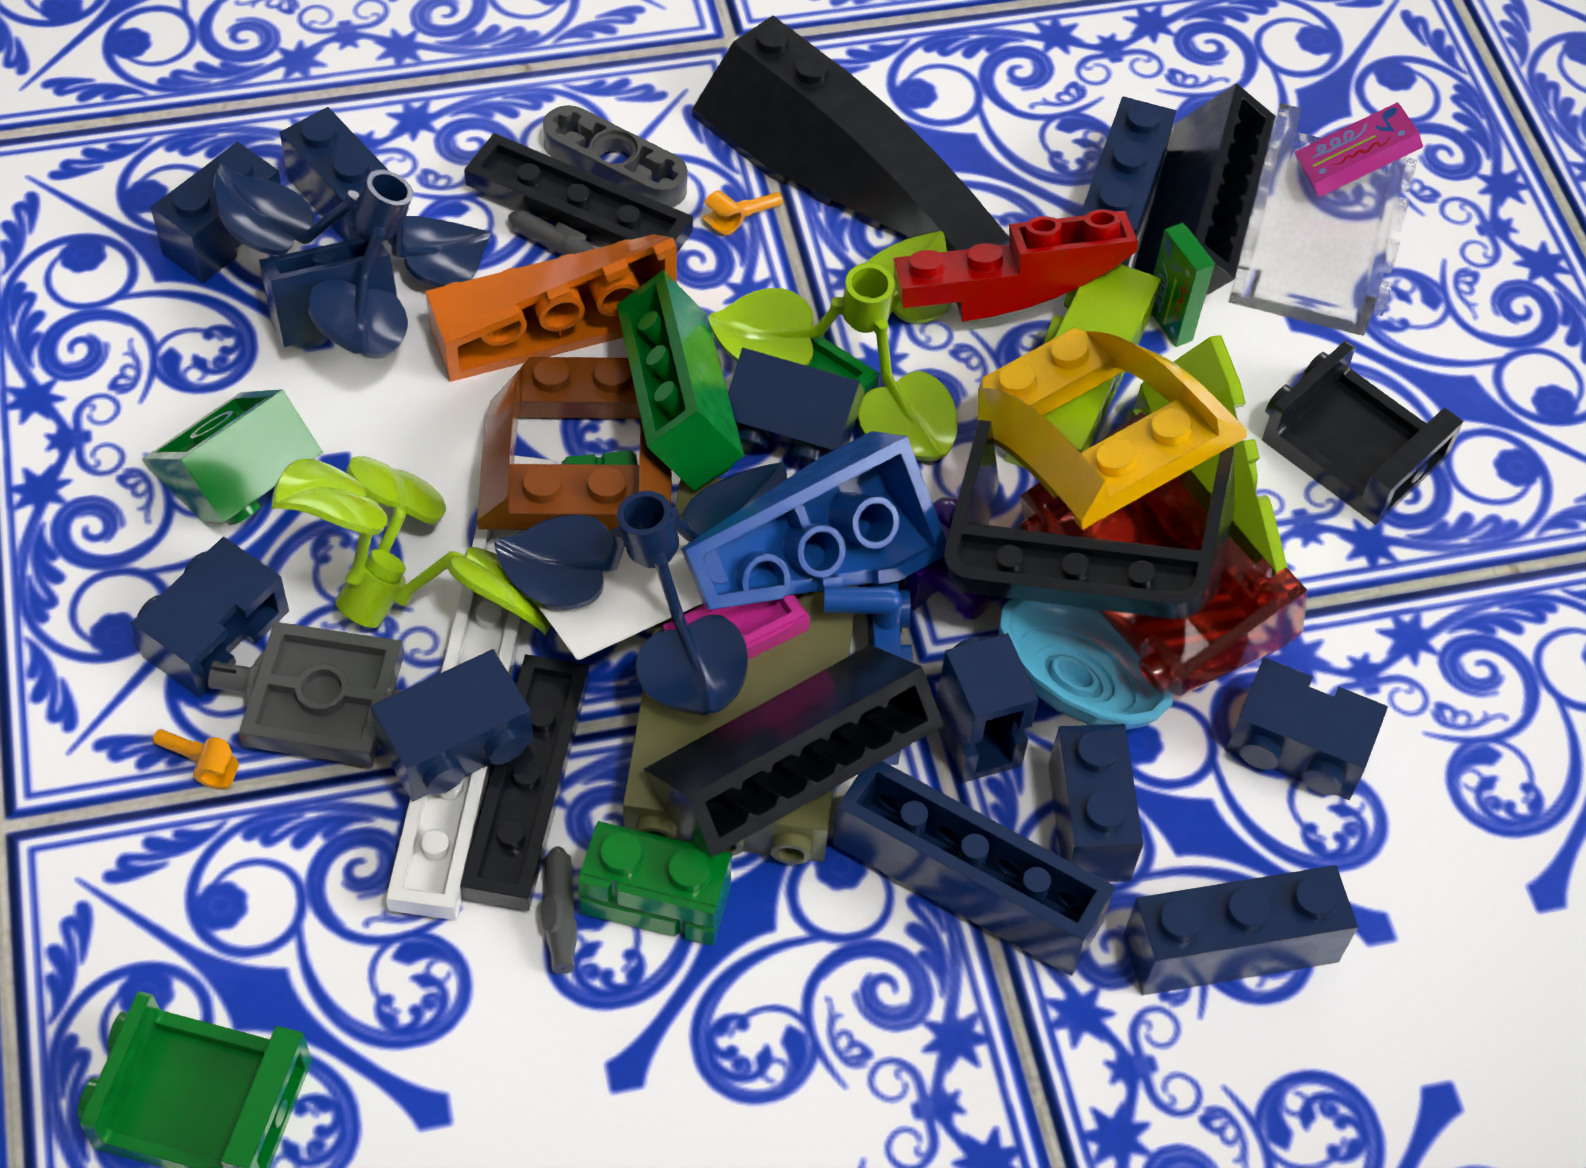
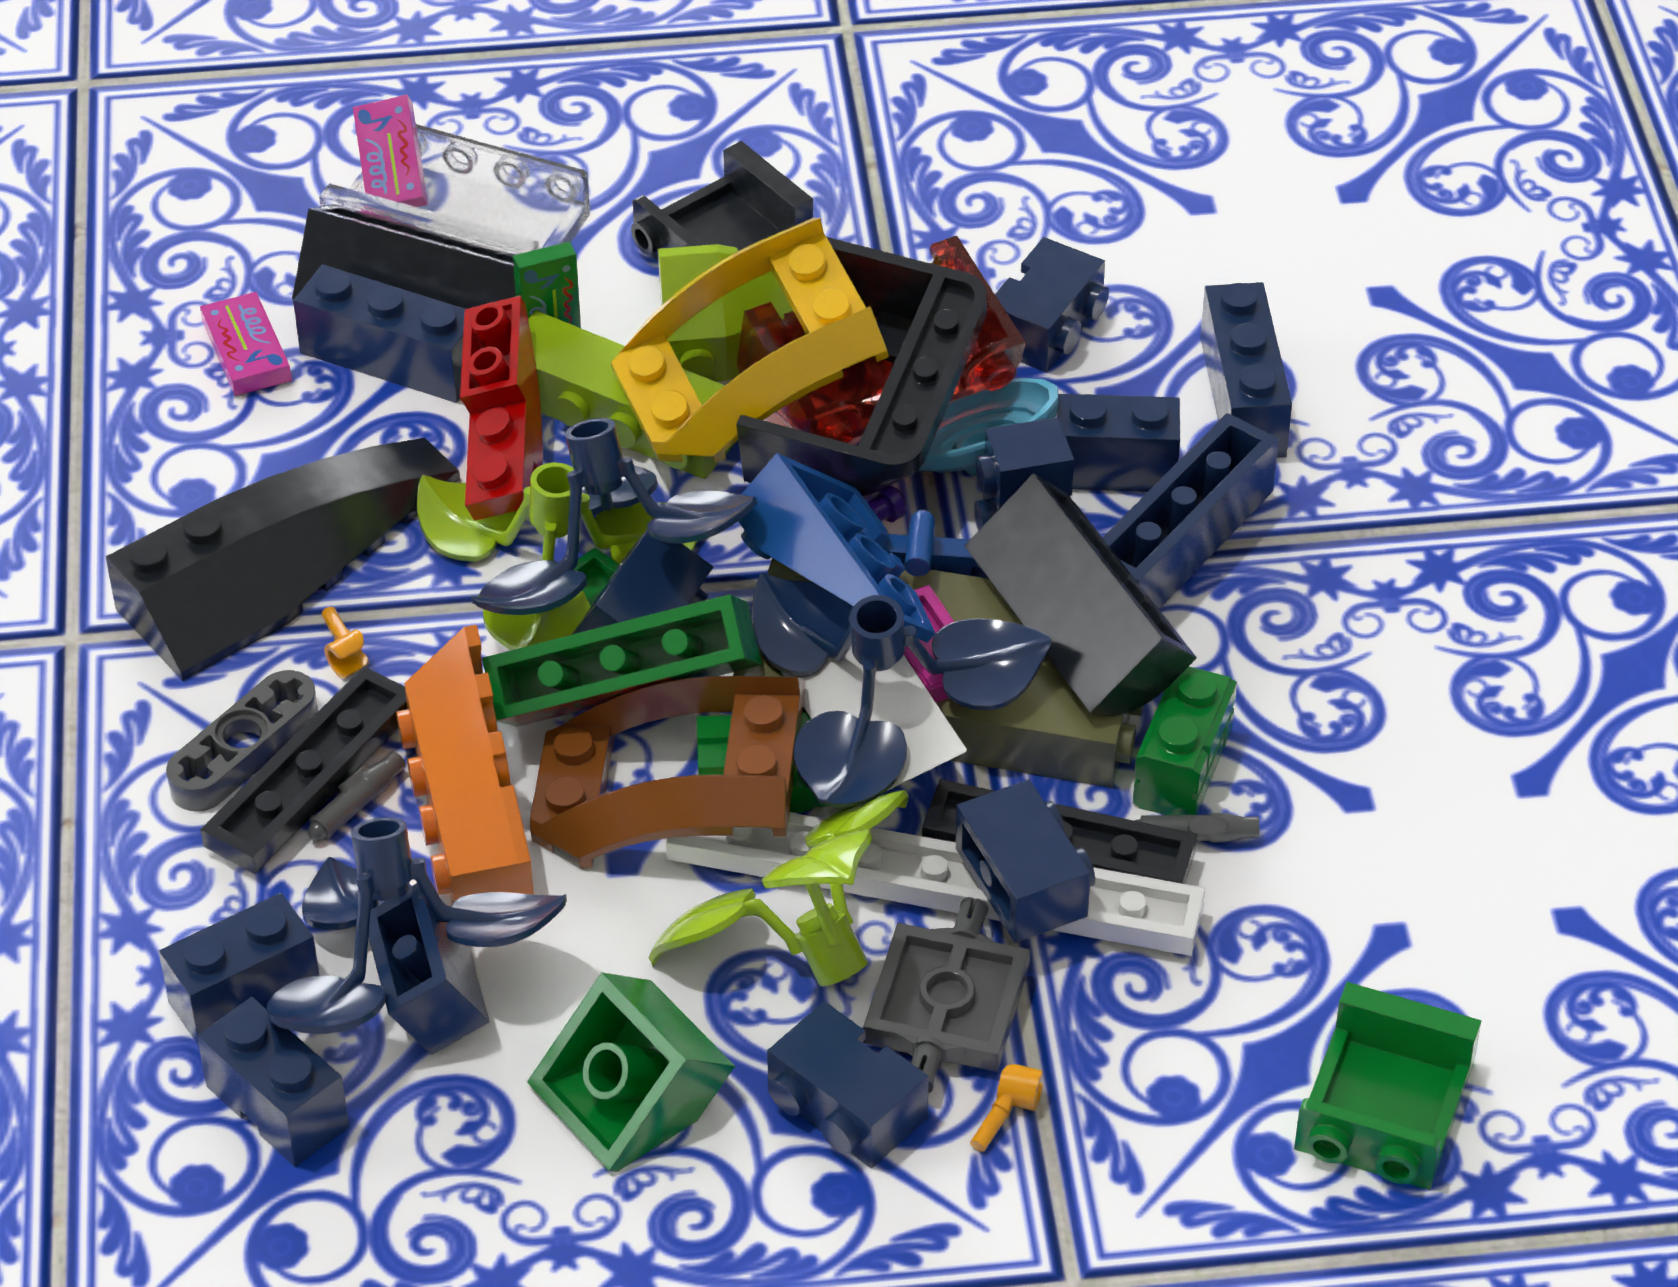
camera: 80 degrees left, 10 degrees down
(878, 300) = (610, 483): none -> dark blue plant
(1093, 100) = (245, 343): none -> dark pink tile

